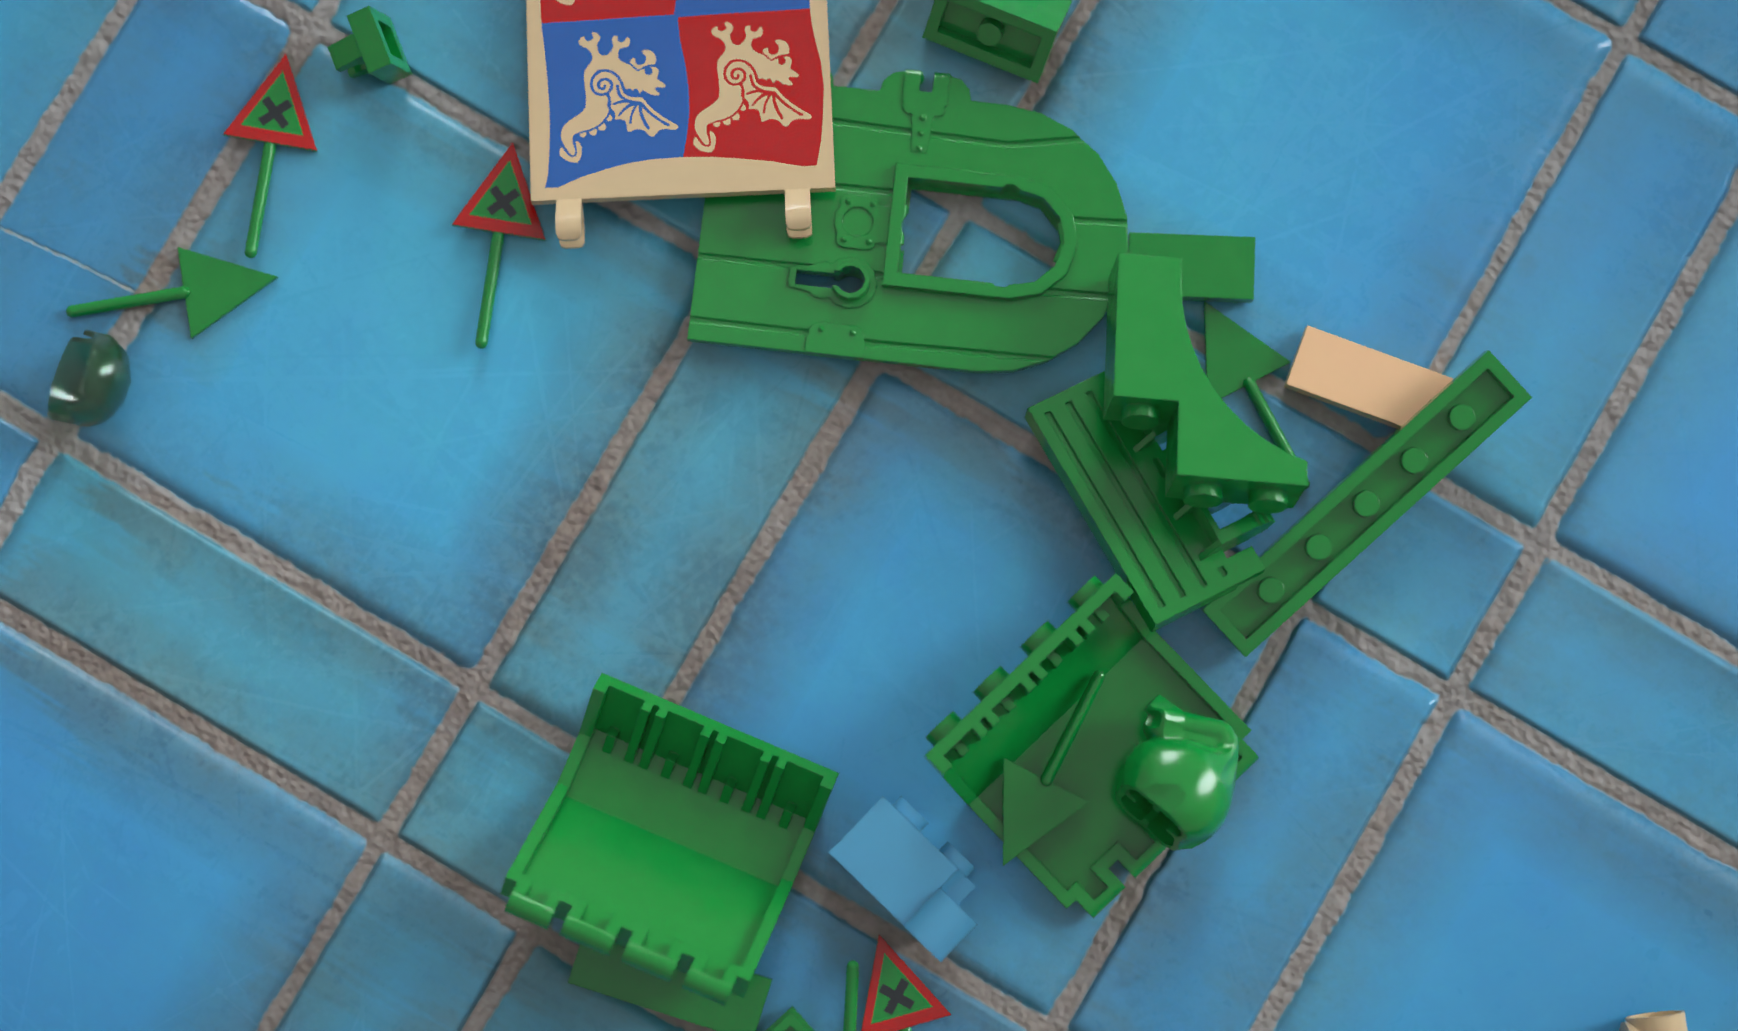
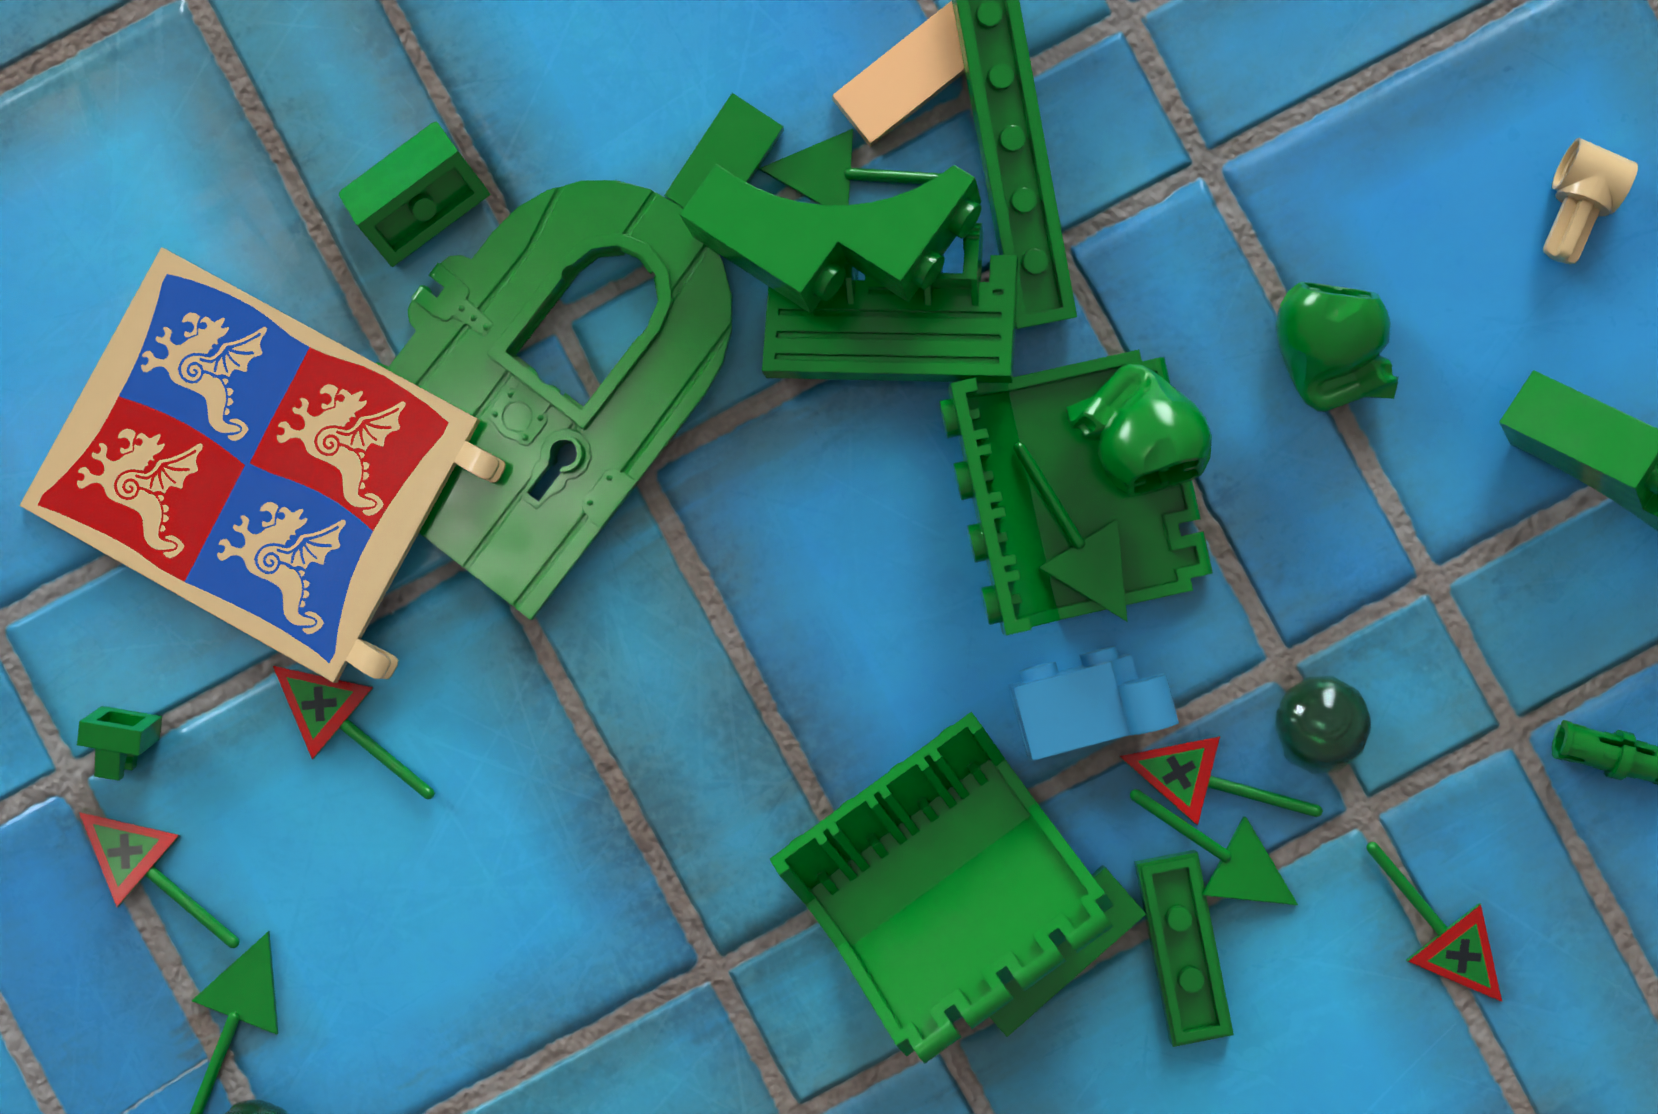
camera: 65 degrees left, 5 degrees up
(1362, 901) = (1334, 344): none -> green piece

